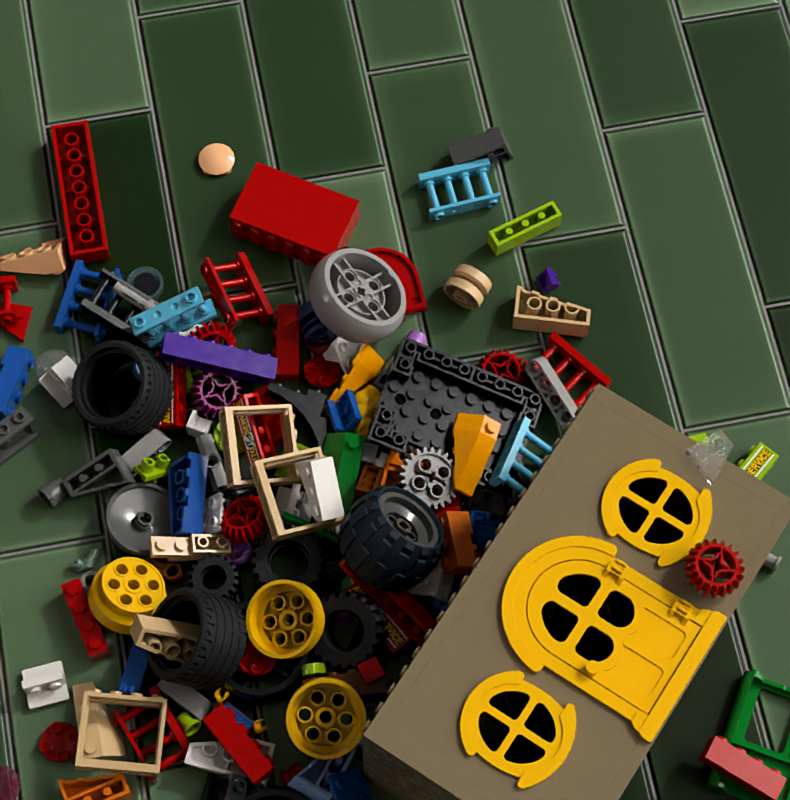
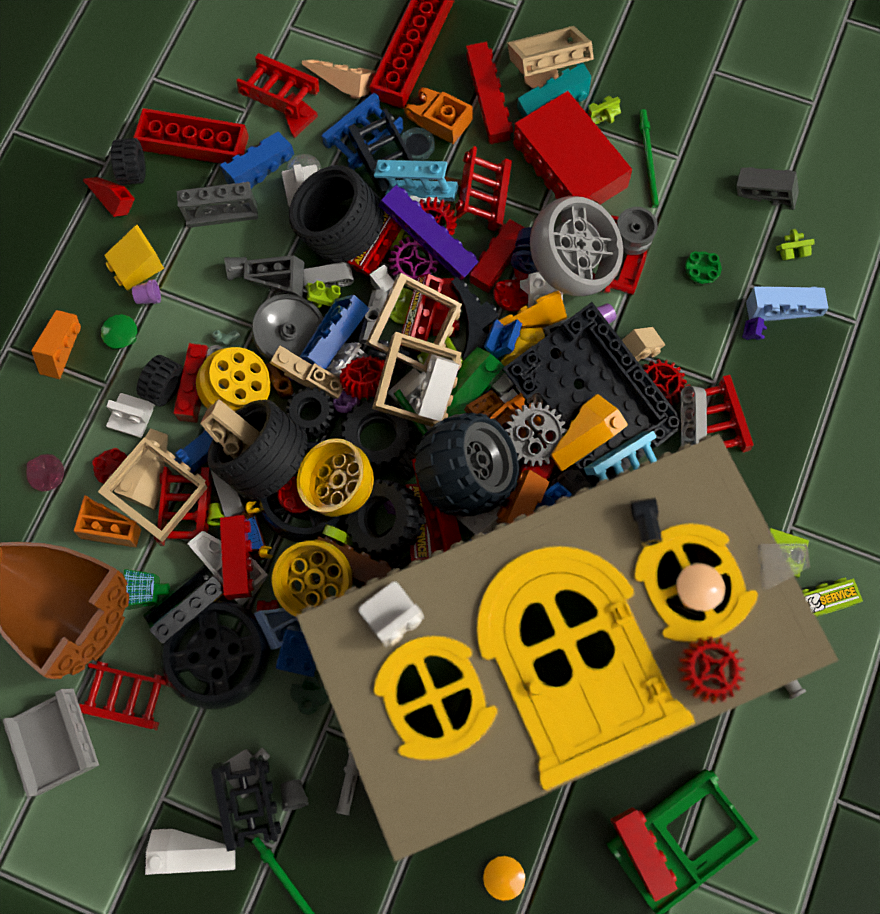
camera: 40 degrees right, 5 degrees up
(56, 635) = (159, 380): none -> black tyre
(132, 297) = (394, 144): light grey pin -> none
(150, 245) = (441, 114): none -> orange brick
(180, 201) = (488, 92): none -> red brick
(224, 143) = (550, 51): none -> tan window
(232, 183) = (575, 81): none -> teal wedge
(298, 160) = (604, 111): none -> lime hips
(340, 156) = (645, 128): none -> green bar
(370, 670) = (378, 564): red tile -> none
(397, 250) = (636, 229): none -> dark grey wheel
(441, 683) = (391, 614): none -> white bracket
(453, 173) = (737, 194): medium azure fence -> none
(466, 346) = (643, 343): none -> tan brick
(467, 286) = (679, 293): tan wheel -> none
(471, 251) = (703, 267): none -> green dish
(524, 228) = (763, 272): lime brick -> none
(531, 196) = (787, 248): none -> lime hips
(549, 315) = (735, 358): tan wedge -> none
(560, 243) = (786, 302): none -> light blue wedge
(586, 480) = (646, 515): none -> black piece
(664, 511) = (700, 587): none -> light nougat dish

